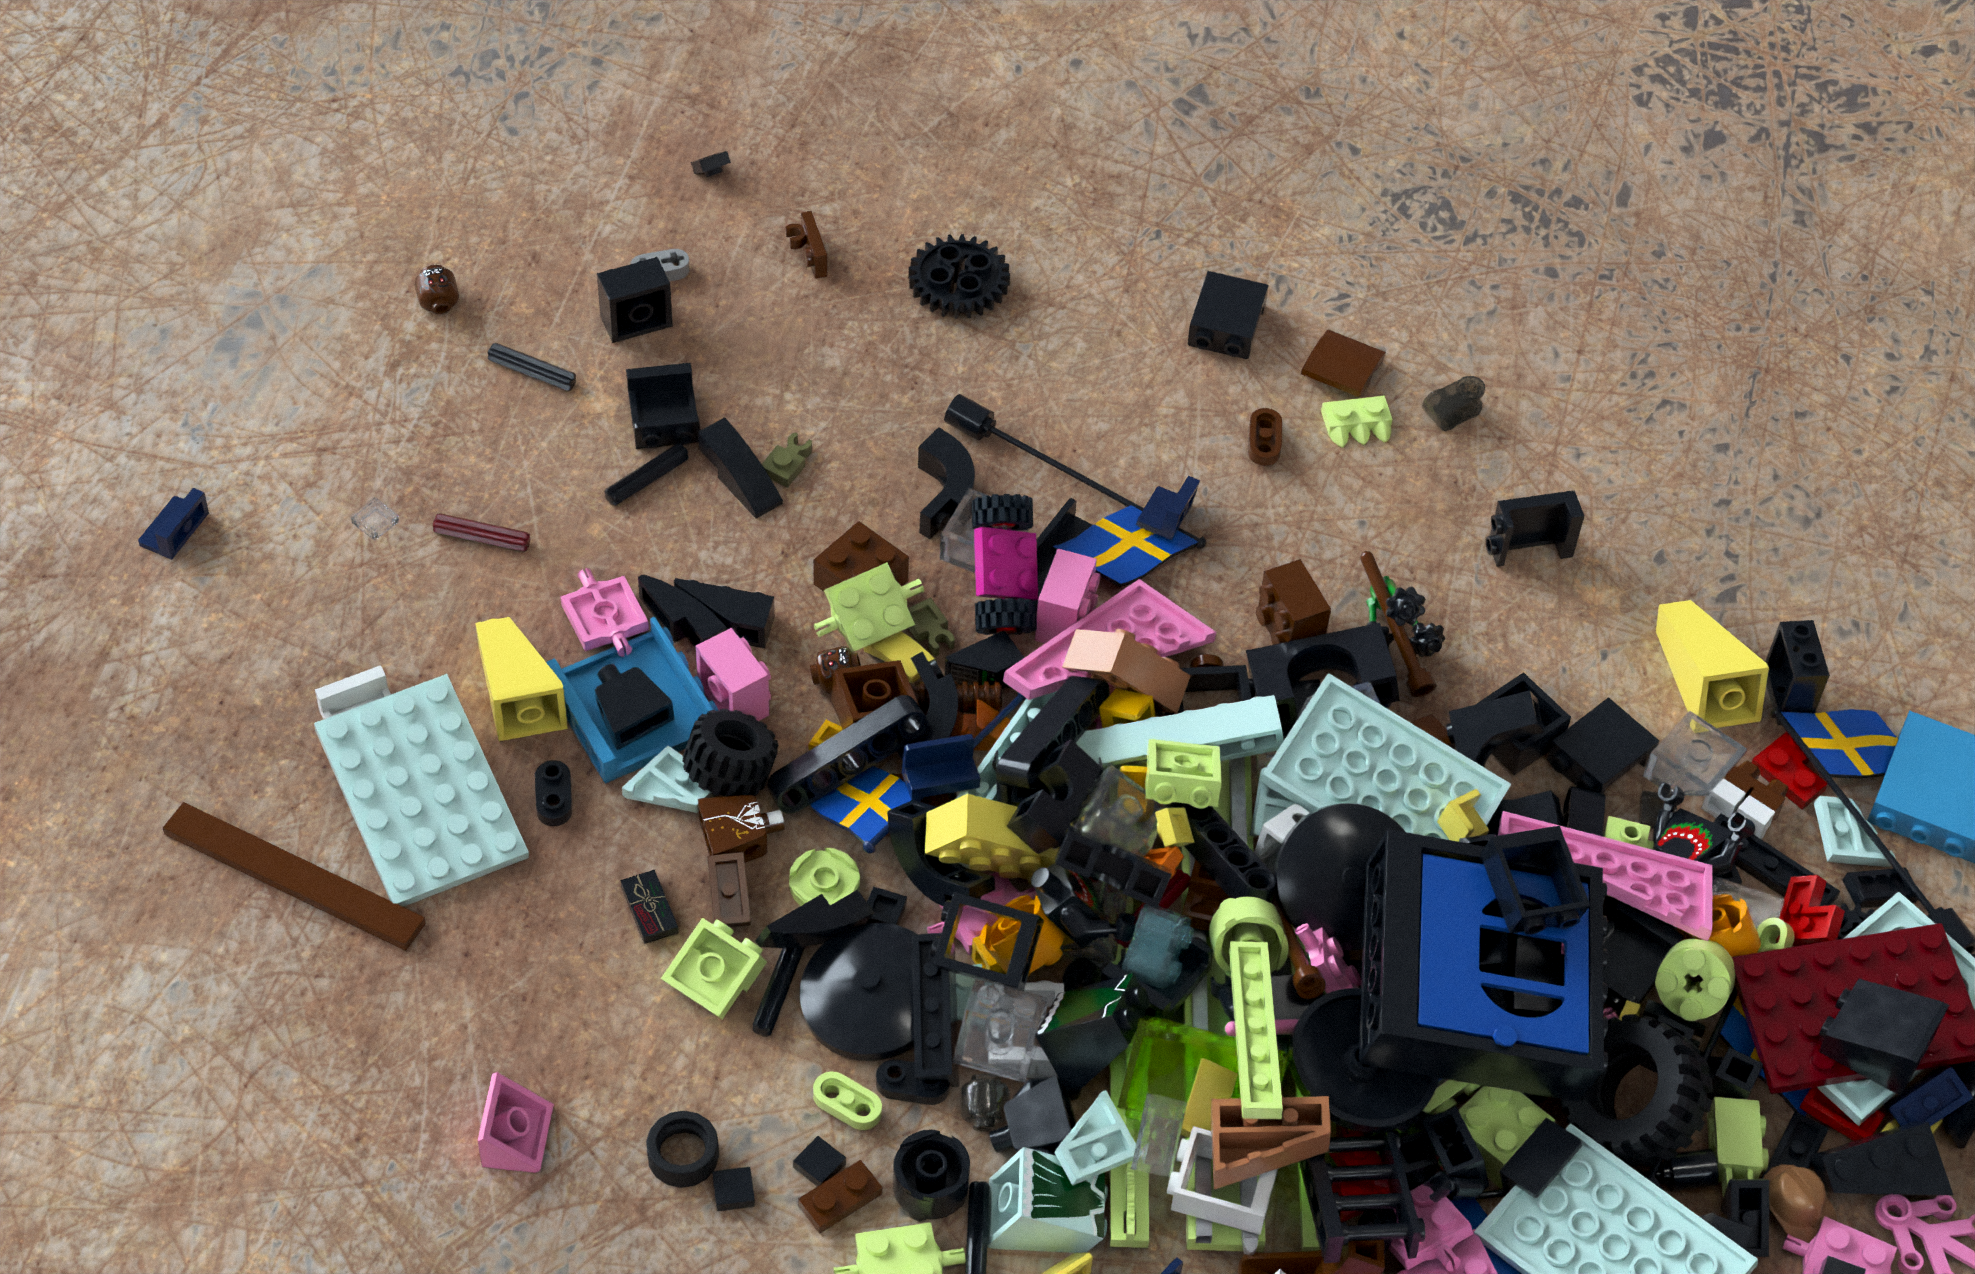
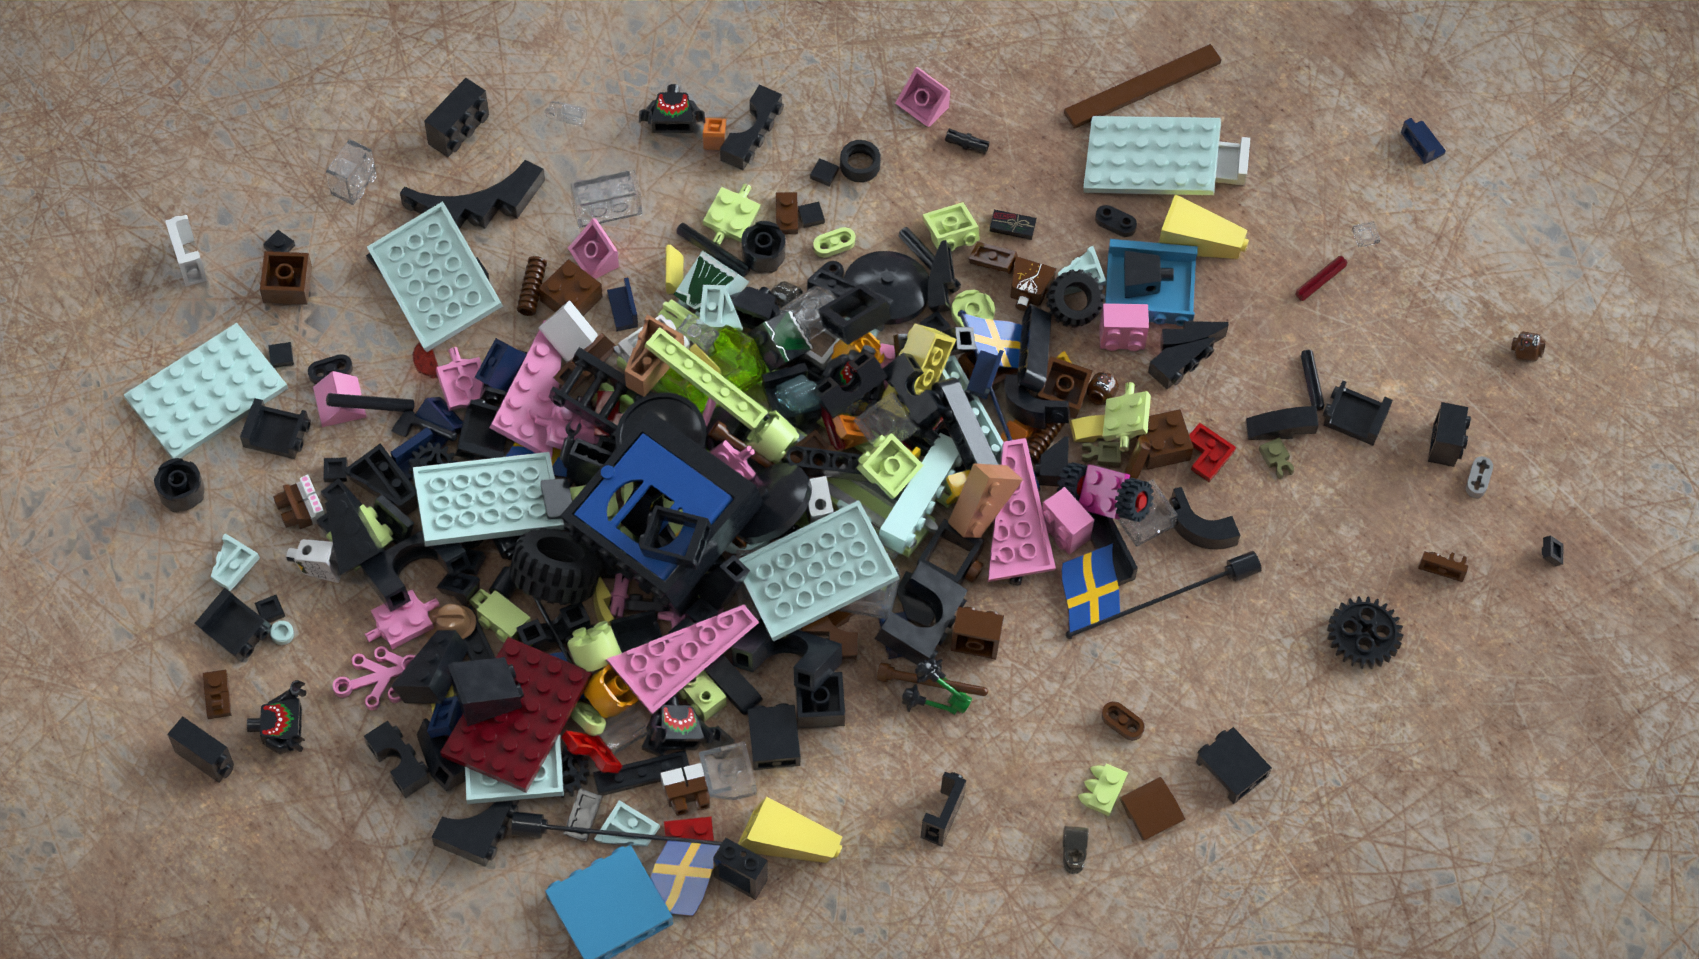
camera: 125 degrees right, 10 degrees up
(532, 366) = (1436, 367): black axle -> none
(547, 1035) = (967, 141): none -> black pin
(604, 613) = (1219, 301): bright pink plate -> none
(836, 515) = (1214, 451): none -> red plate
(935, 559) = (1138, 457): none -> reddish brown slope
(1168, 509) = (1102, 626): dark blue panel -> none
(1174, 827) = (859, 441): light yellow plate -> none
(1462, 819) = (761, 585): light yellow panel -> none

